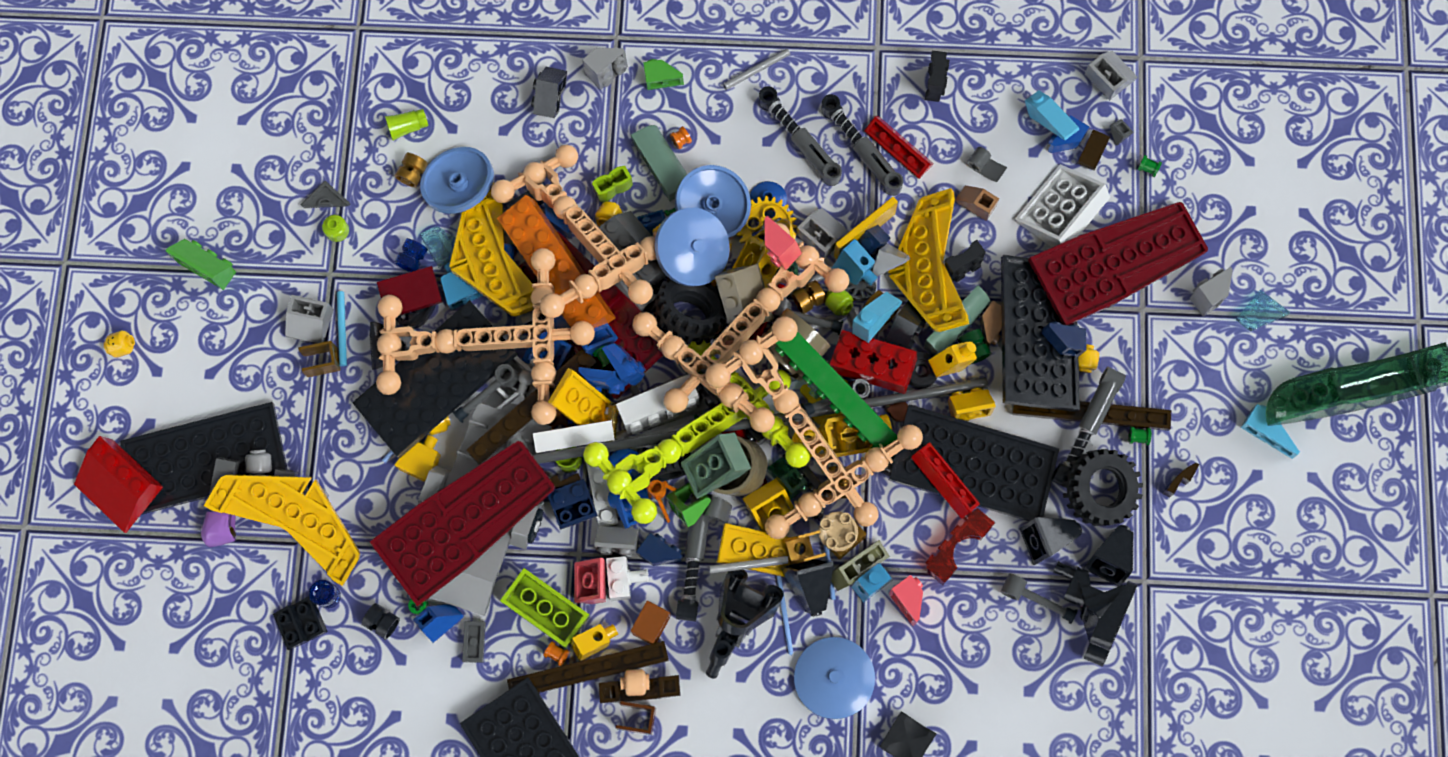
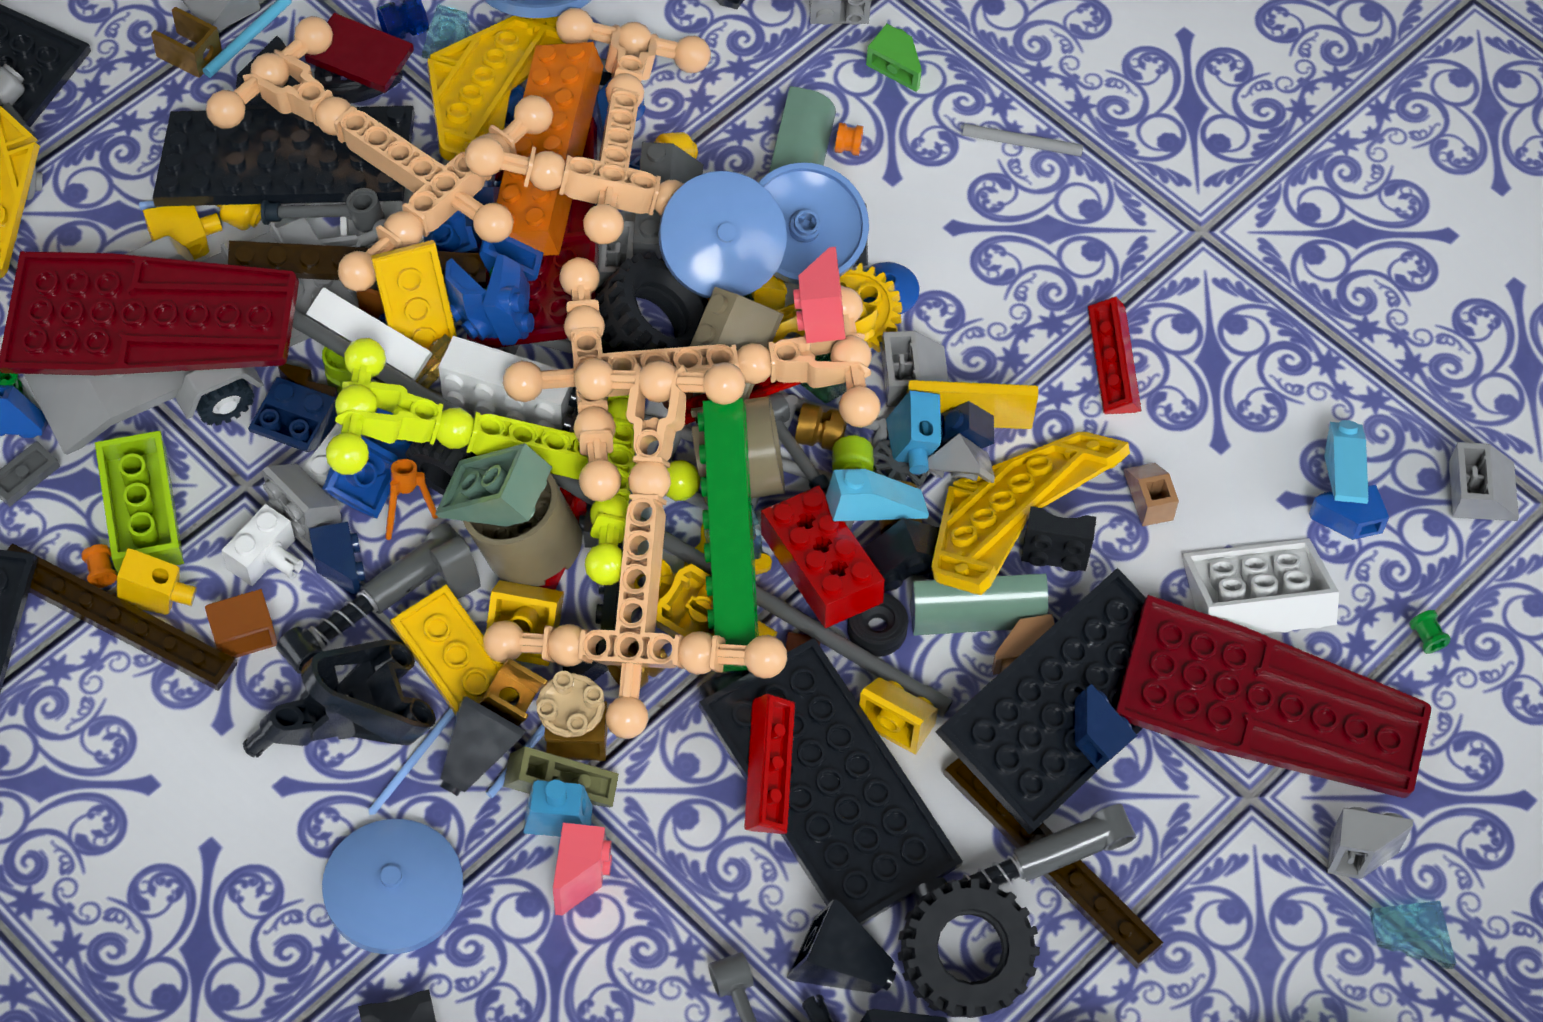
camera: 35 degrees right, 15 degrees down
(456, 290) = (413, 89): dark azure torso -> none
(590, 581) = (221, 517): coral slope -> none
(609, 185) = (713, 121): lime brick -> none
(635, 682) = (149, 671): light nougat head -> none
(643, 707) = (107, 739): reddish brown piece -> none
(658, 688) = (145, 689): dark brown slope -> none
(690, 513) = (423, 529): bright green tile -> none
(748, 564) = (424, 655): light grey bar -> none
(788, 477) = (579, 602): clear green slope -> none
(801, 138) = (998, 251): piece -> none
(863, 147) = (1066, 319): piece -> none
(864, 390) = (682, 538): dark grey piece -> none
(938, 76) = (1240, 309): black brick -> none
(943, 564) = (752, 858): clear red arch -> none
(962, 356) = (927, 636): yellow torso -> none
(981, 163) = (1205, 458): dark grey panel -> none
(982, 349) = (973, 654): dark green wheel -> none
(1088, 360) = (1109, 786): yellow head -> none
(1093, 150) = (1370, 554): dark brown slope -> none
(1120, 131) = (1430, 563): dark grey slope -> none
(1139, 436) = (1088, 938): green bush -> none

